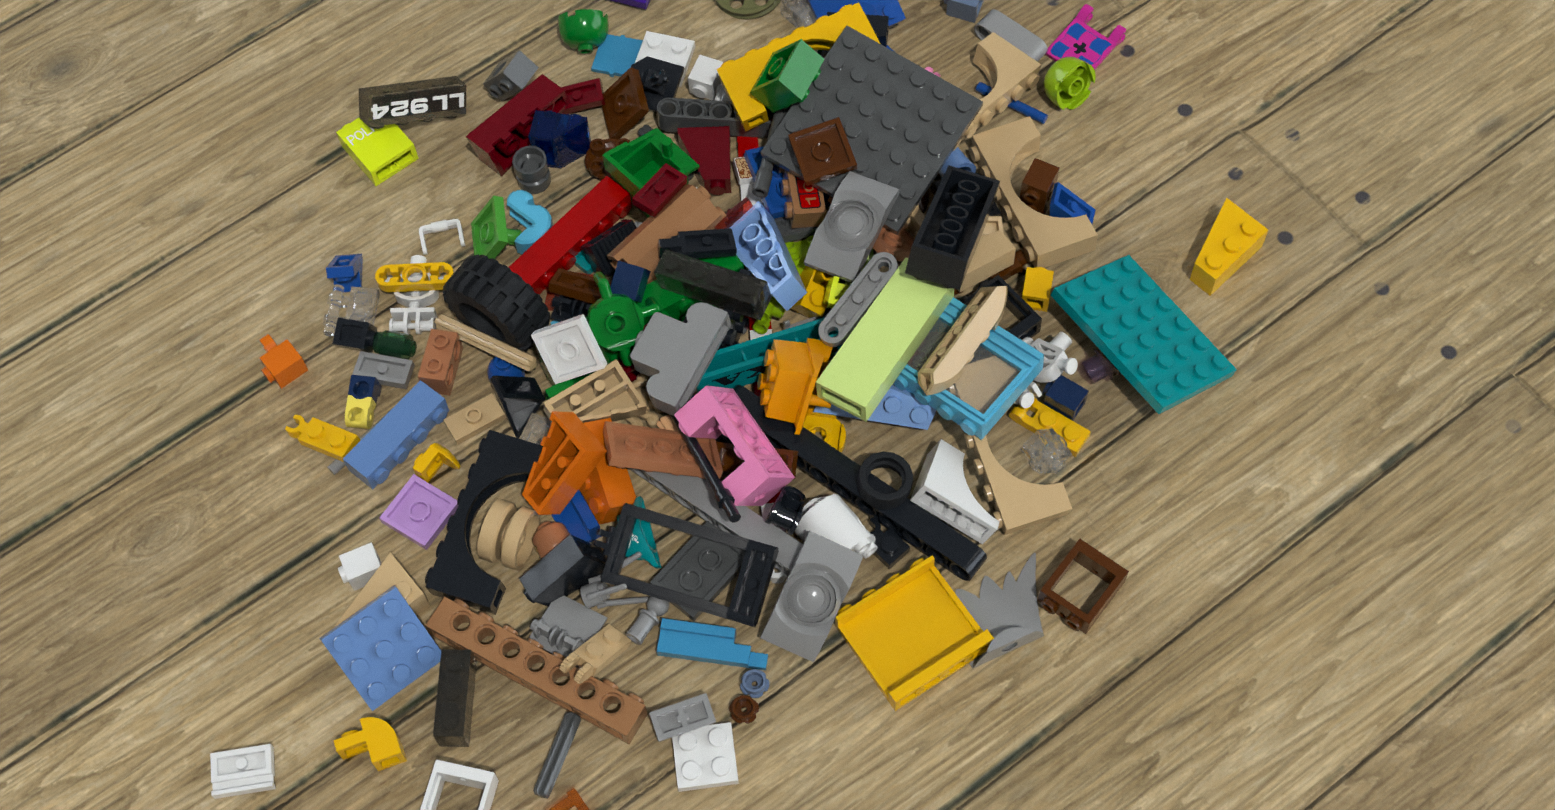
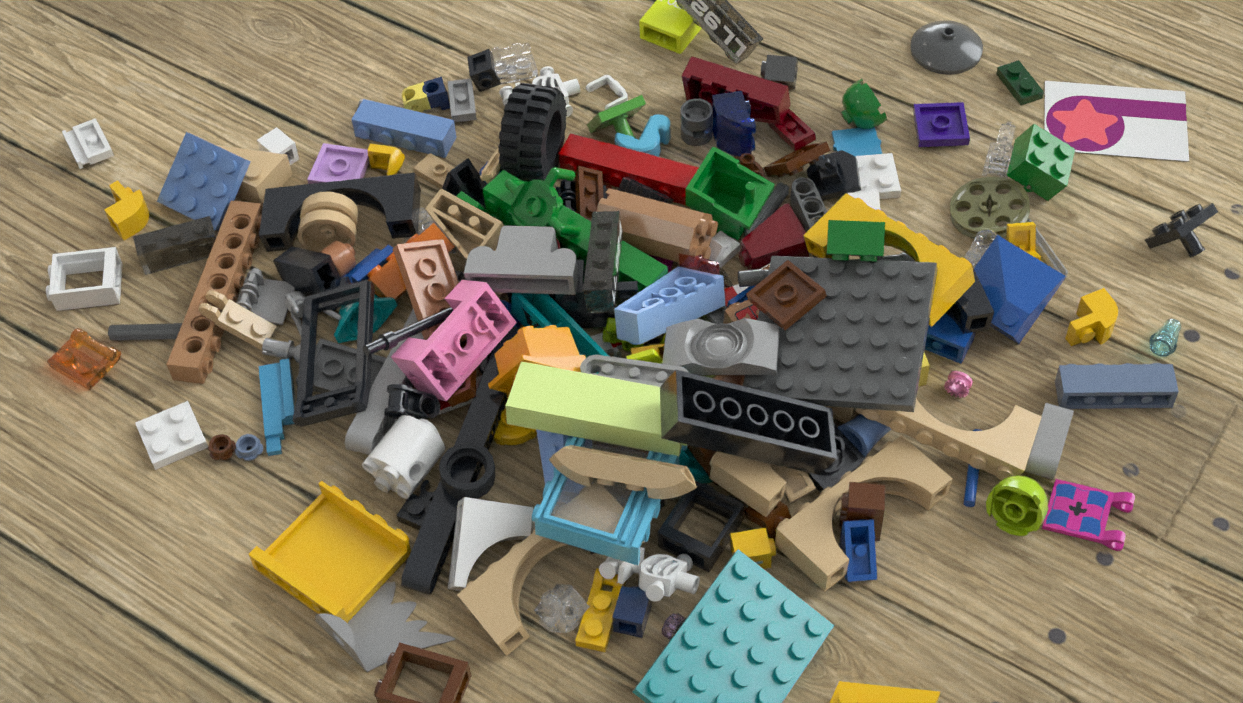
camera: 70 degrees right, 10 degrees down
(281, 362) = (444, 38): orange brick -> none
(323, 437) = (386, 84): yellow plate -> none
(346, 270) = (544, 44): blue slope -> none
(394, 344) = (487, 98): clear green brick -> none
(406, 270) = (552, 76): yellow beam -> none
(441, 361) = (478, 130): nougat brick -> none
(564, 464) = (392, 225): orange wedge -> none
(569, 349) = (494, 183): white plate -> none
(630, 281) = (581, 202): dark blue brick -> none
(659, 190) = (691, 195): dark red plate -> none
(682, 717) = (197, 402): light grey hinge -> none
(701, 243) = (646, 242): black hinge -> none
(811, 596) = (333, 451): light grey slope -> none

